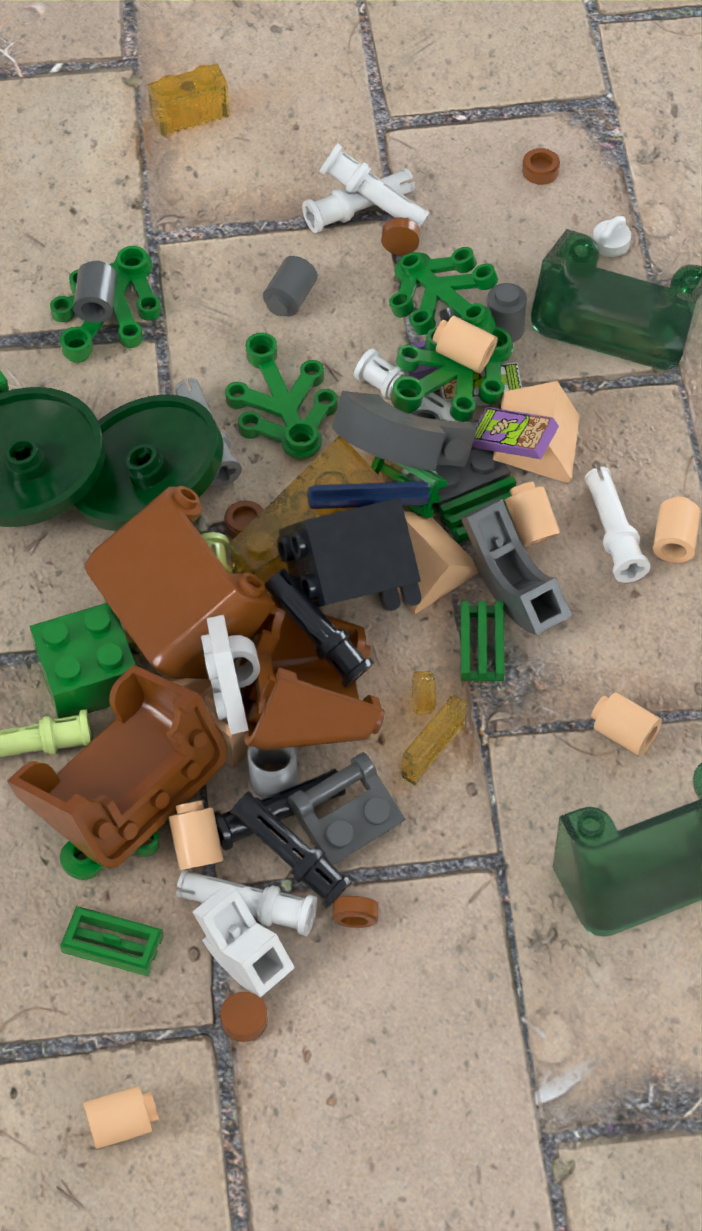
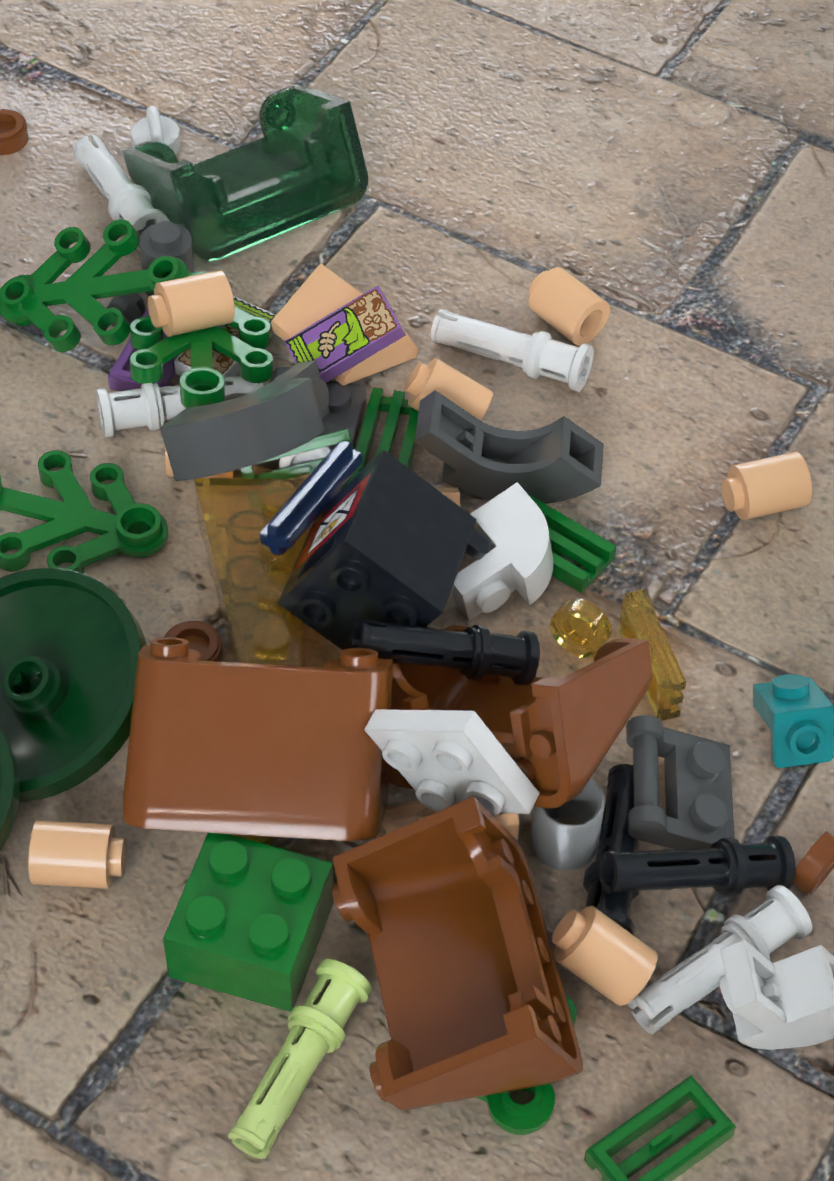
camera: 55 degrees left, 5 degrees down
(61, 558) = (75, 854): none -> light nougat brick
(441, 626) = (517, 557): none -> white brick
(454, 841) = (798, 720): none -> teal bracket
(531, 261) = (125, 199): none -> white pin

